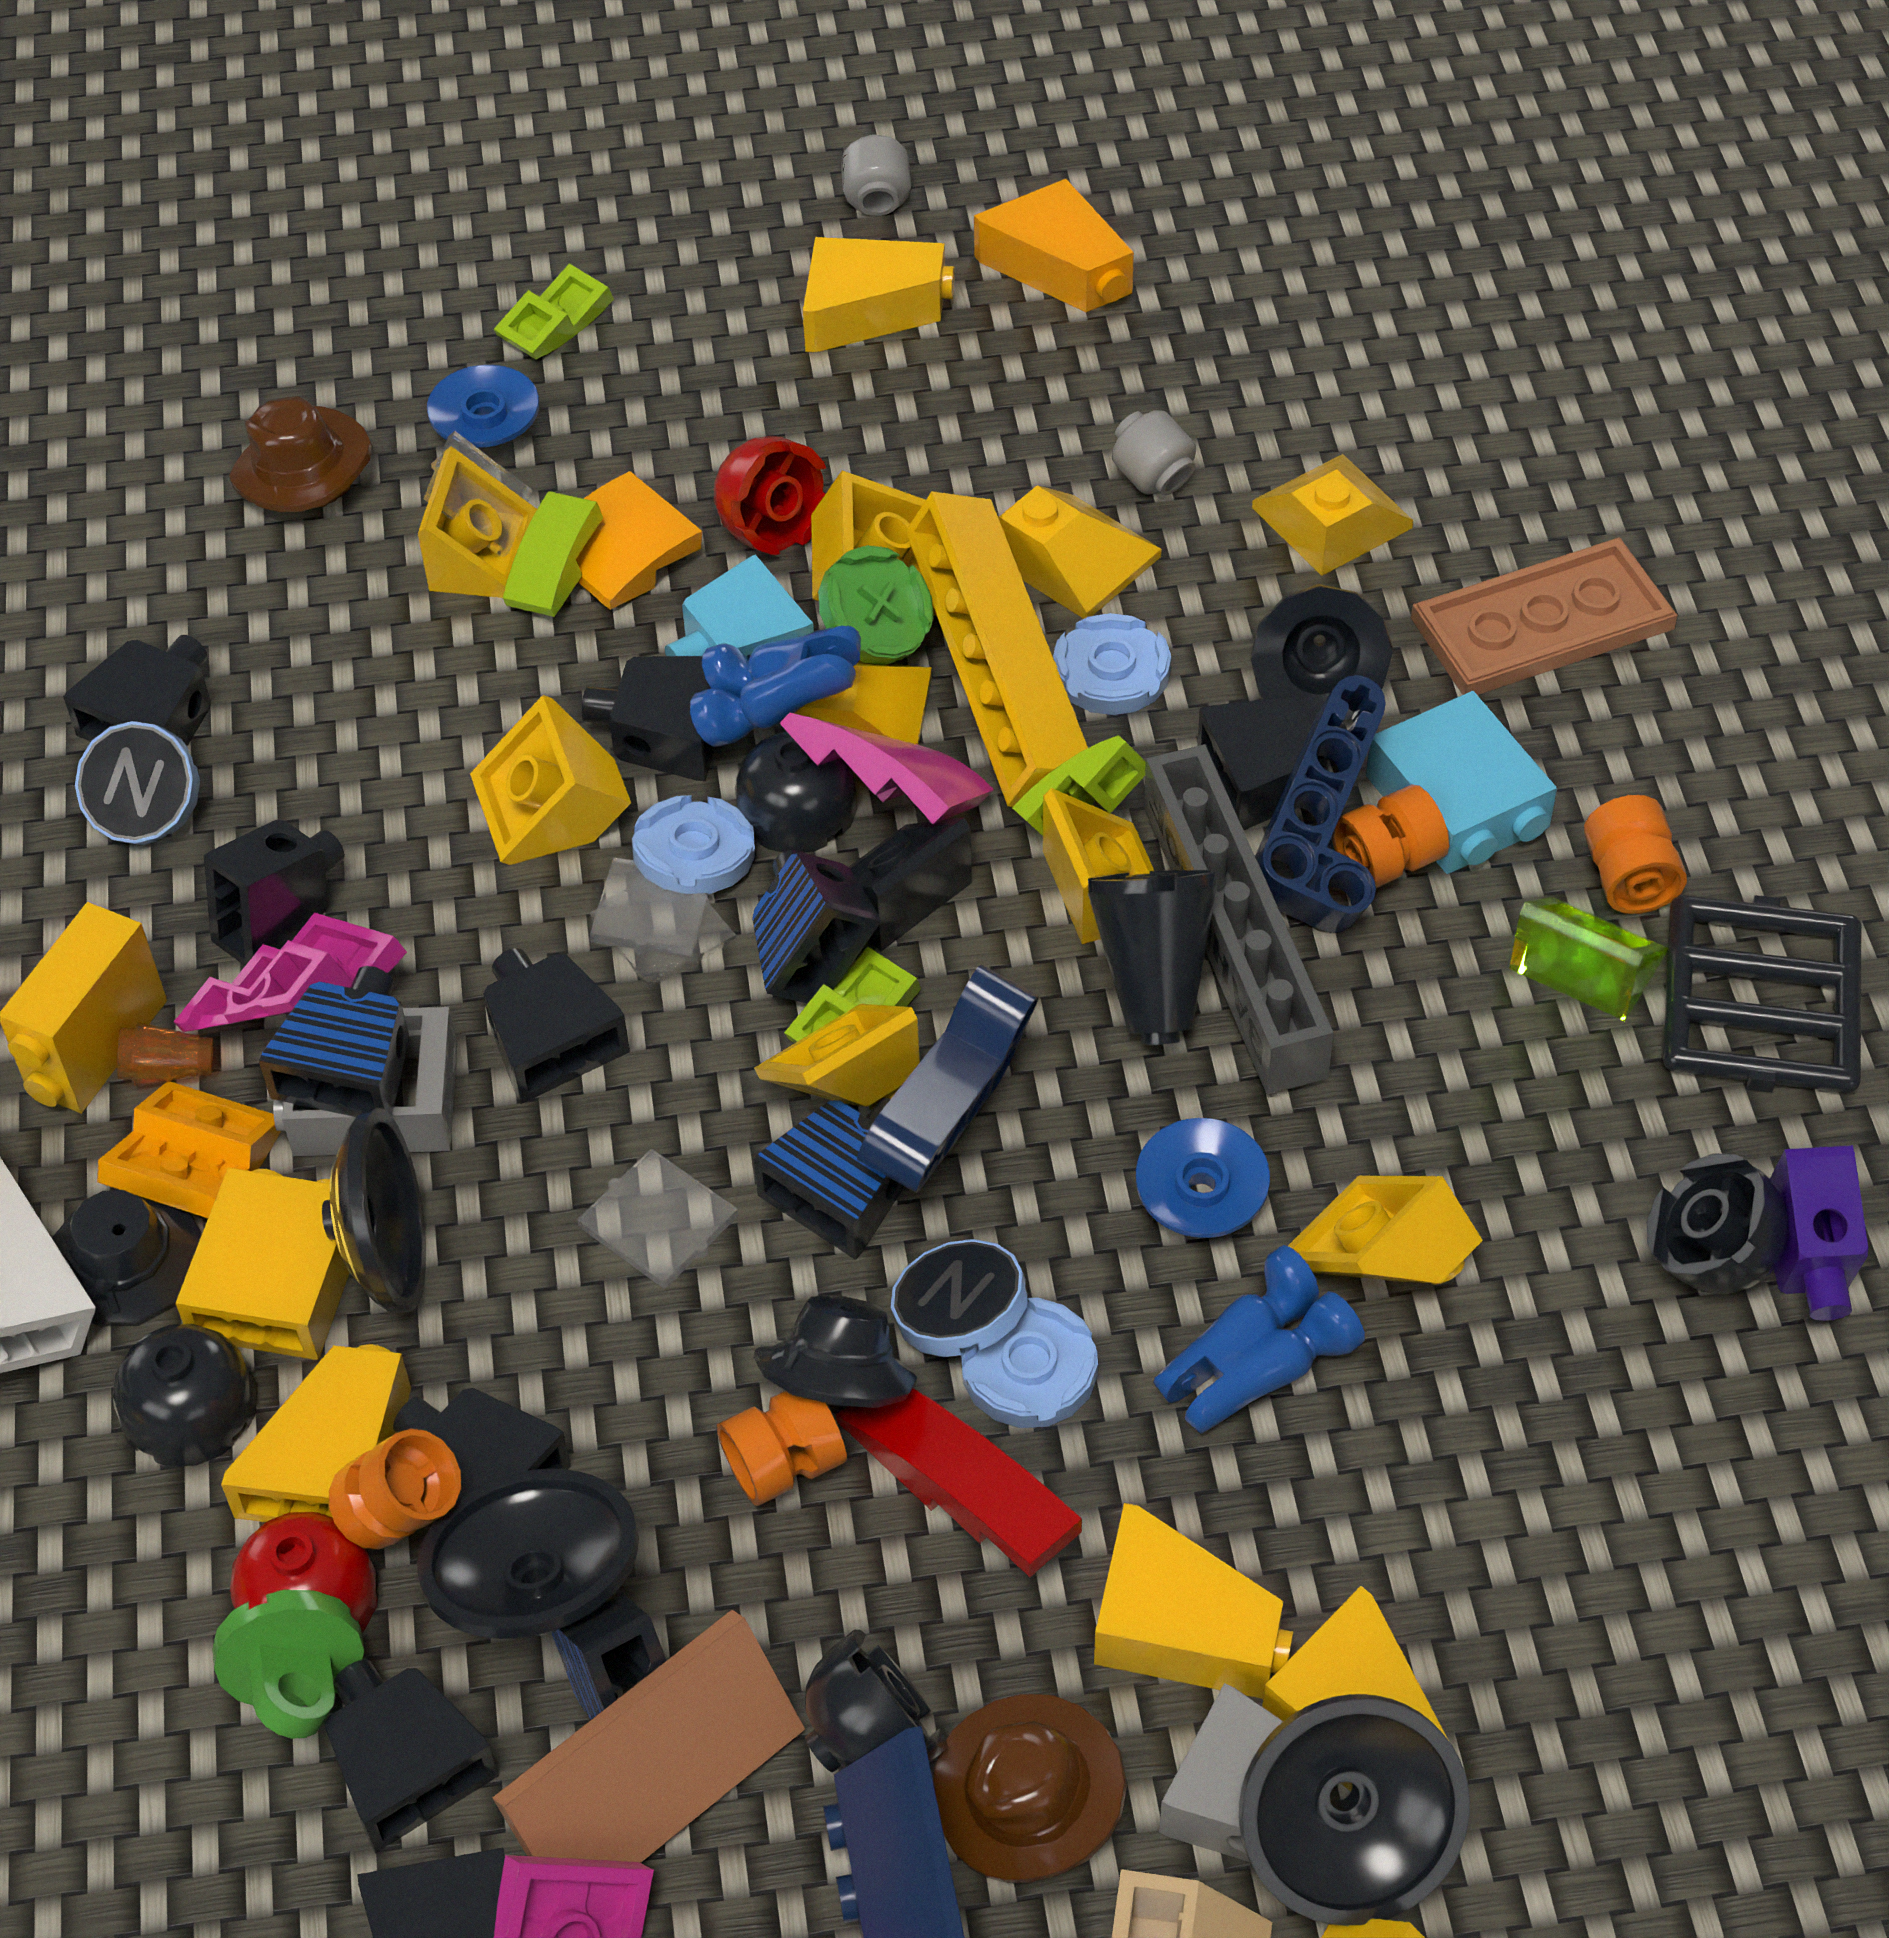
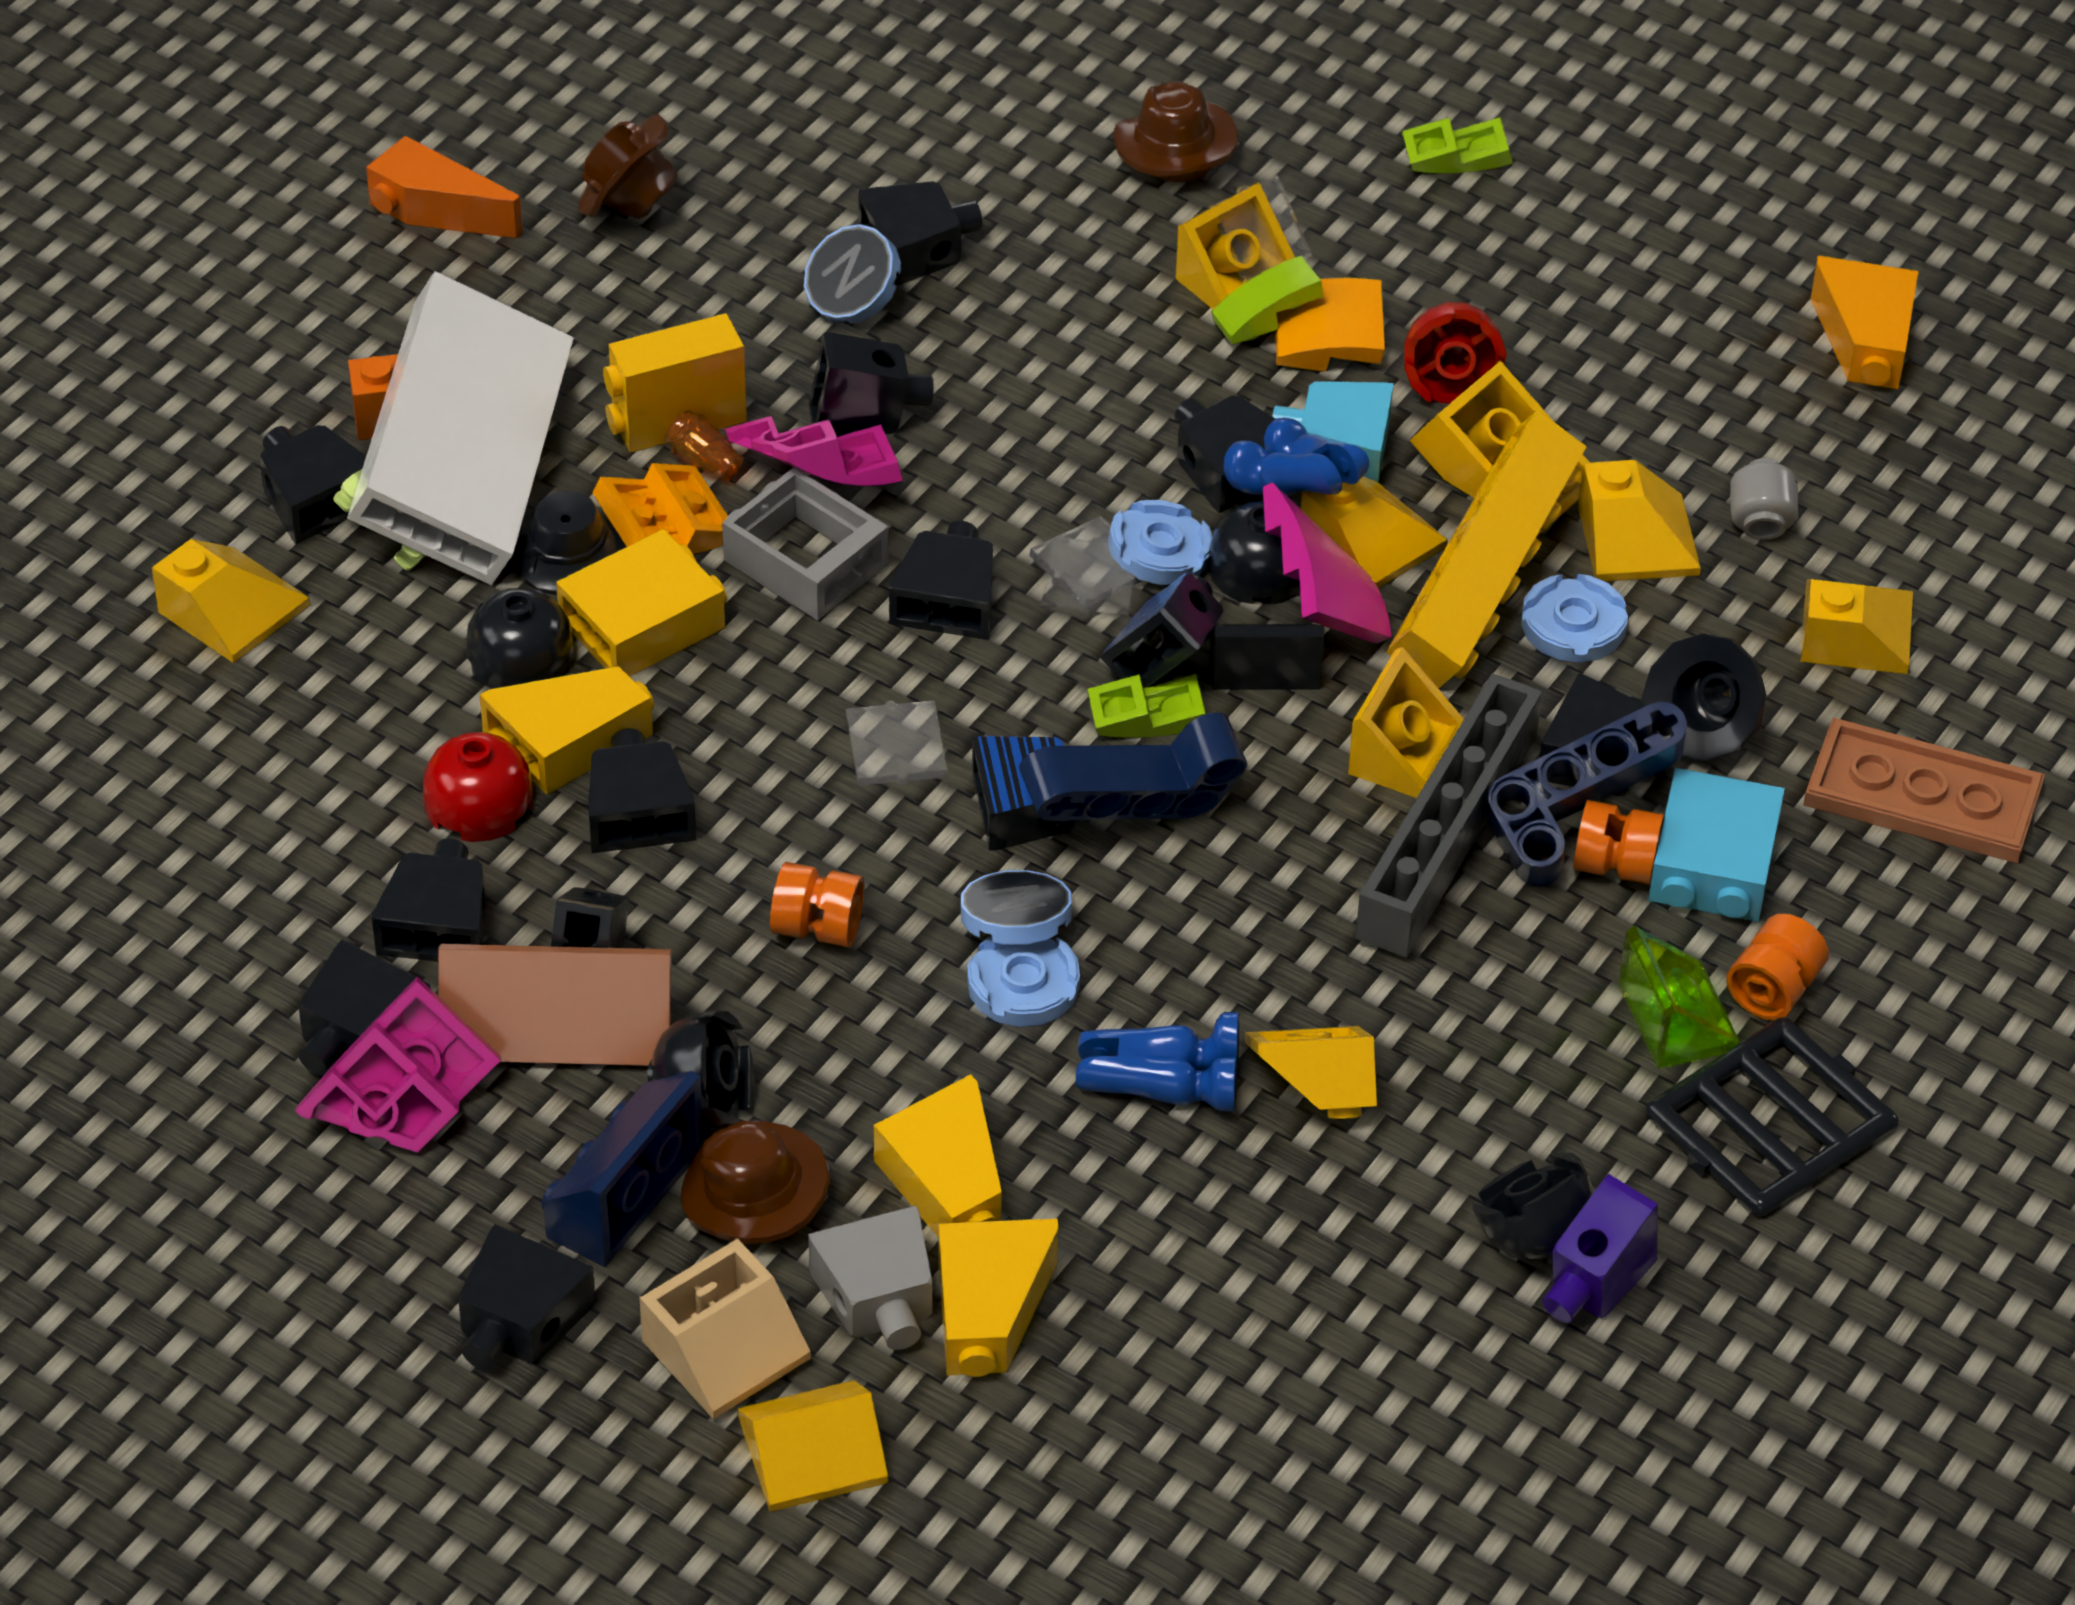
camera: 40 degrees right, 5 degrees down
(287, 1657) = (420, 805): bright green tile -> none
(340, 1047) = (791, 500): black torso -> none
(378, 1212) = (718, 608): black dish -> none
(394, 1489) = (561, 757): orange wheel -> none
(483, 404) = (1333, 176): blue dish -> none
(528, 1553) = (593, 840): black dish -> none
(547, 786) = (1105, 445): yellow slope -> none
(838, 1355) = (895, 875): black hat -> none
(852, 1058) = (1090, 718): yellow slope -> none
(872, 289) = (1692, 265): yellow slope -> none
(876, 174) = (1793, 188): light grey head -> none
(879, 600) = (1430, 464): bright green tile -> none
(966, 1476) = (903, 998): red slope -> none
(1096, 774) = (1452, 664): lime slope -> none
(1155, 945) = (1363, 787): black cone -> none
(1207, 1154) = (1241, 933): blue dish -> none
(1380, 1843) = (864, 1312): black dish -> none

